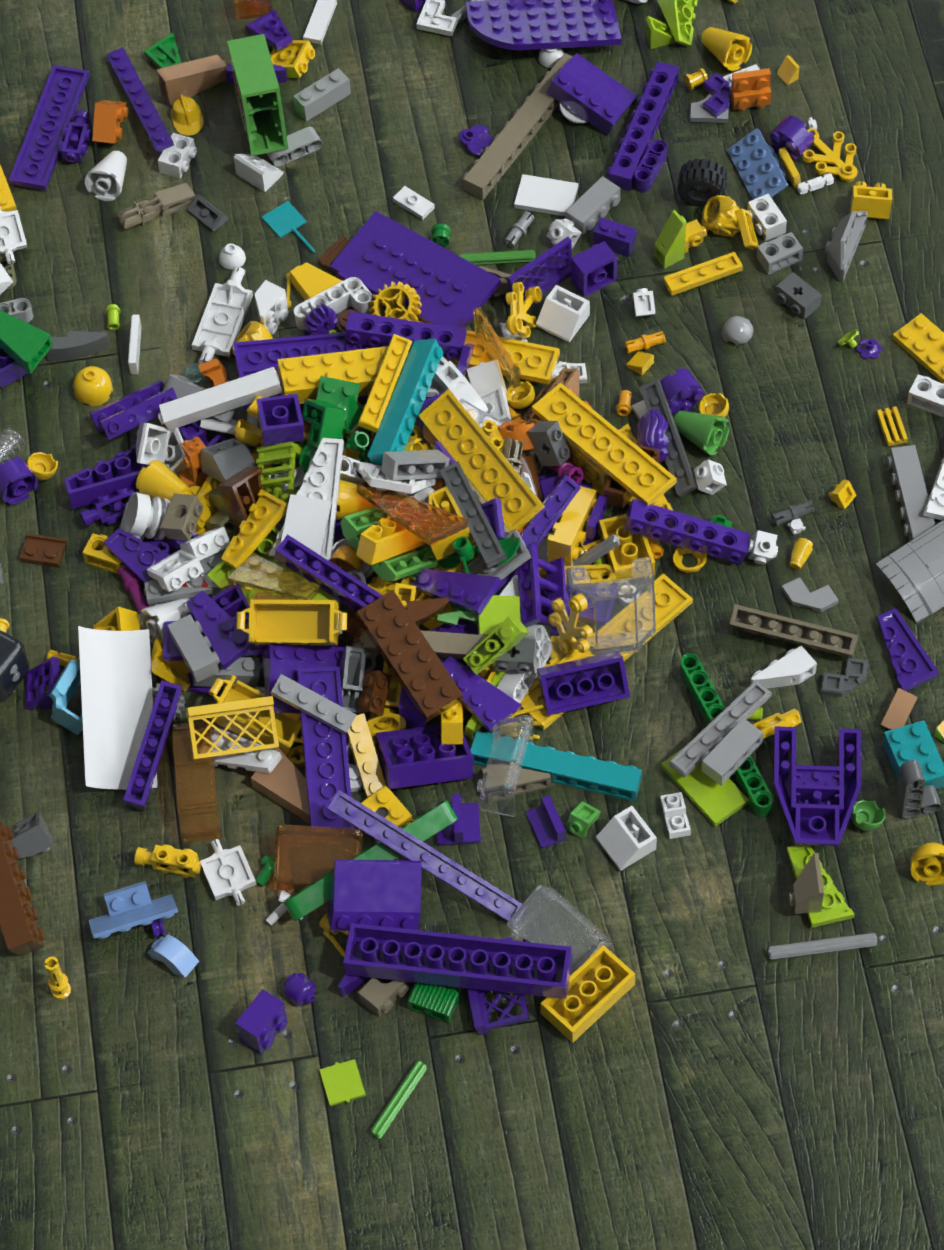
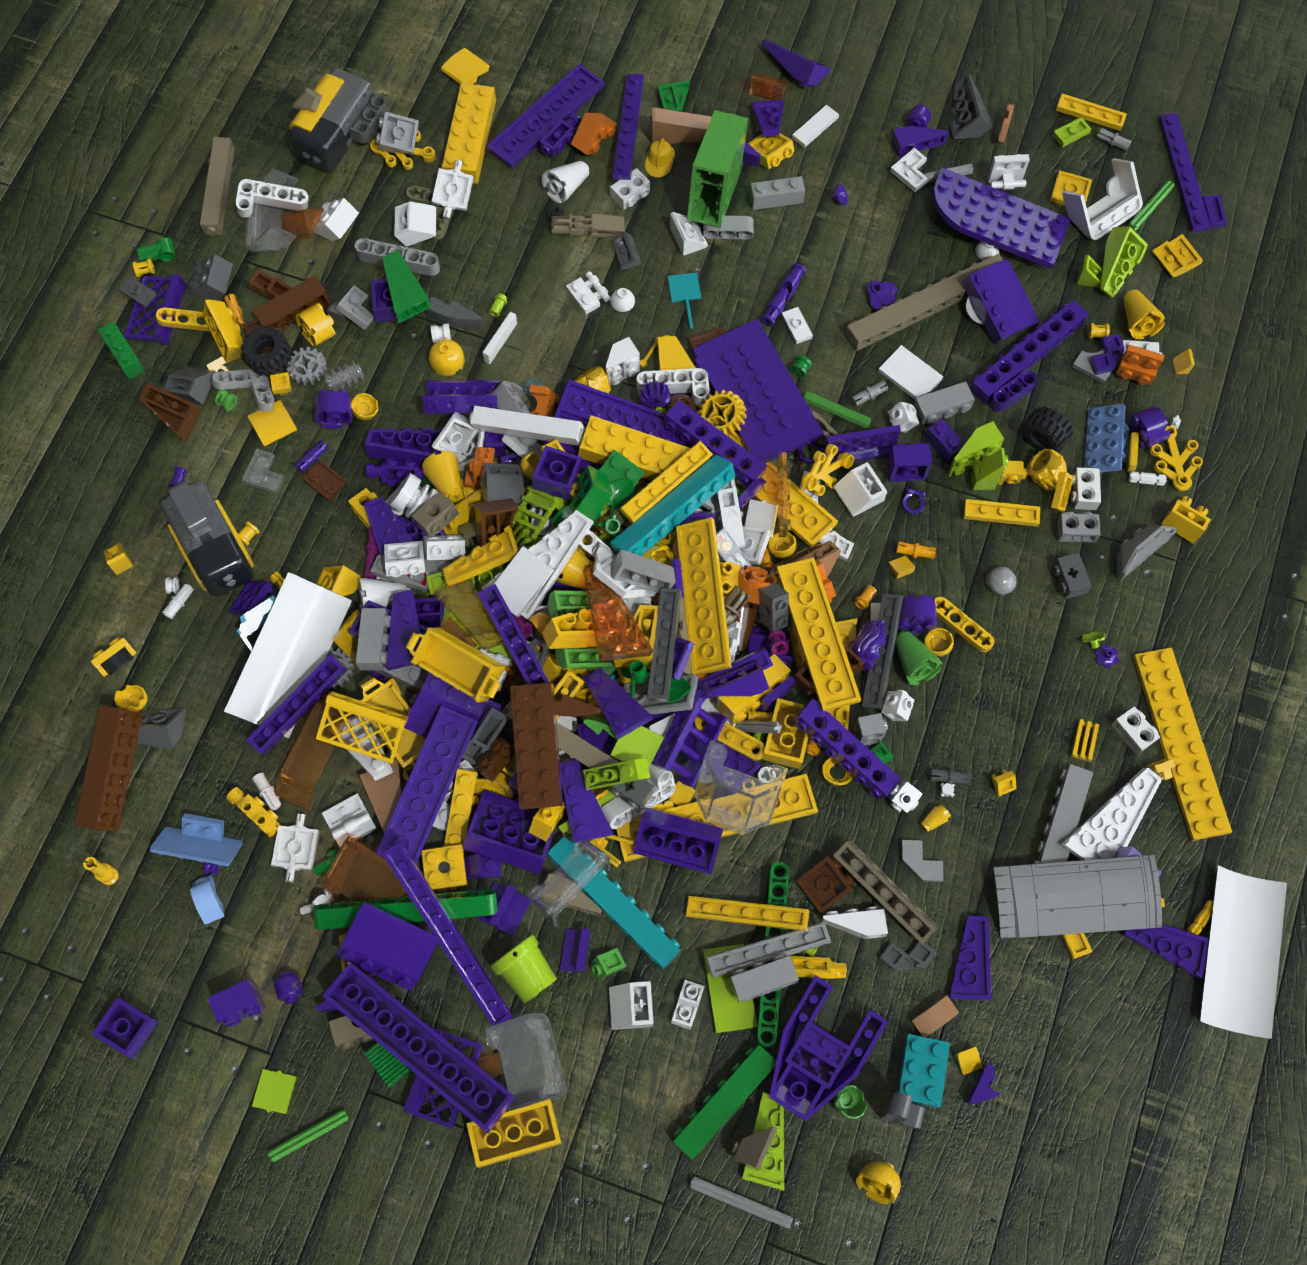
camera: 25 degrees right, 10 degrees up
(16, 535) = (311, 456): none -> dark purple pin
(73, 366) = (440, 332): none -> white wheel
(114, 208) = (560, 212): none -> black plate
(166, 838) = (266, 791): none -> white axle
(168, 1098) = (125, 1028): none -> dark purple brick
(192, 271) = (583, 295): none -> white plate
(222, 318) = (582, 350): white plate -> none
(261, 822) = (349, 819): none -> white plate
(313, 704) = (436, 744): light grey plate -> none
(382, 70) = (840, 194): none -> dark purple plant
(384, 180) = (782, 295): none -> dark purple piece
(417, 798) = (482, 867): none -> dark purple slope
(497, 314) = (802, 458): none -> dark purple piece
(511, 855) = (527, 971): none -> lime piece
(563, 512) = (740, 682): none -> dark purple slope
(567, 642) = (691, 783): yellow plant -> none
(620, 293) = (910, 492): none -> dark purple piece
(643, 303) = (935, 514): white bracket -> none
(650, 222) = (979, 446): none -> lime slope
(682, 710) = (747, 913): none -> yellow tile
(699, 503) = (870, 729): none -> light grey brick
(726, 380) = (965, 621): none -> yellow beam
(737, 653) = (826, 883): none -> reddish brown plate
(758, 874) = (725, 1102): none -> green brick

